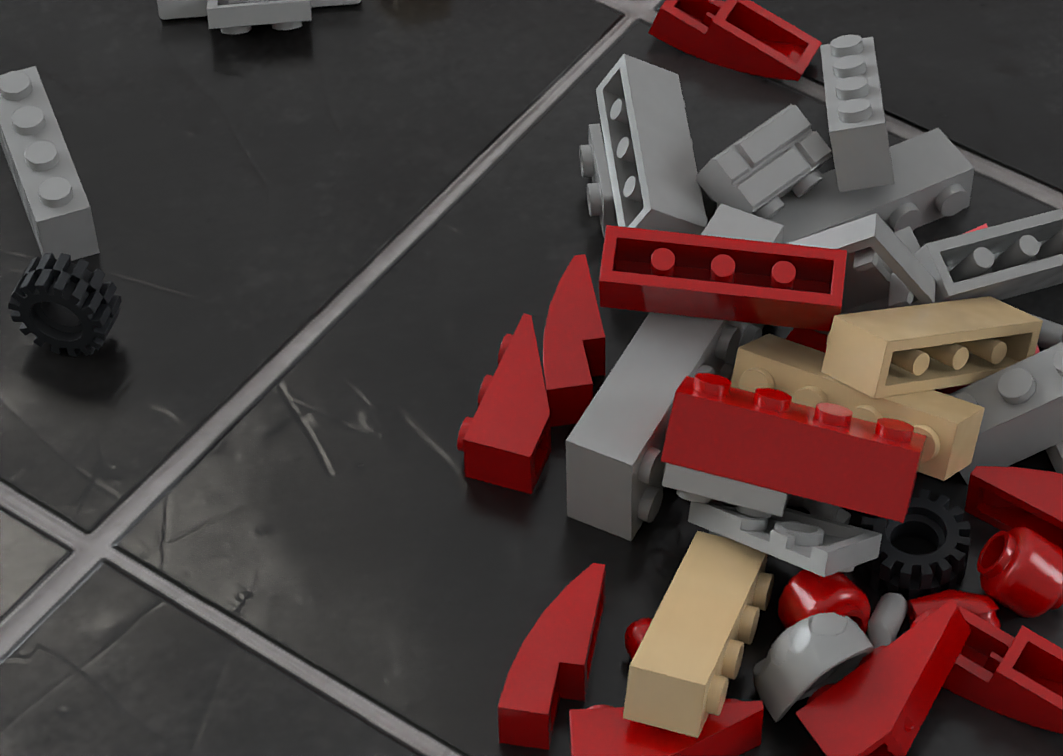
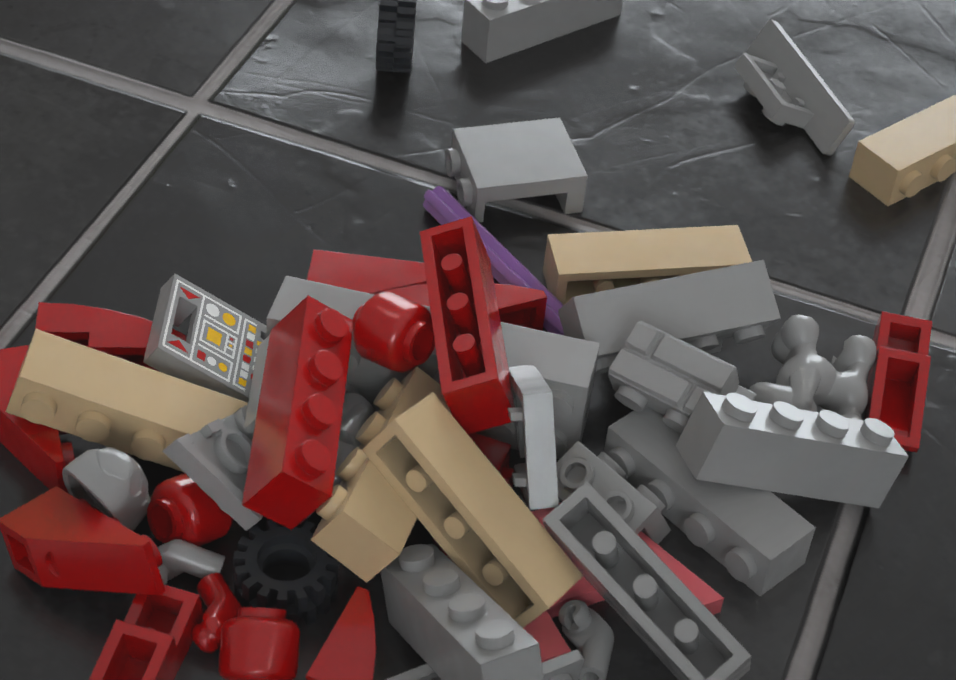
camera: 70 degrees right, 5 degrees down
(338, 251) = (516, 163): none -> light grey panel
(463, 304) = (504, 265): none -> medium lavender axle
(526, 180) = (617, 259): none -> tan brick
(592, 559) = (218, 342): none -> light grey container
(707, 342) = (393, 332): none -> red head
(740, 82) = (810, 379): none -> light grey animal

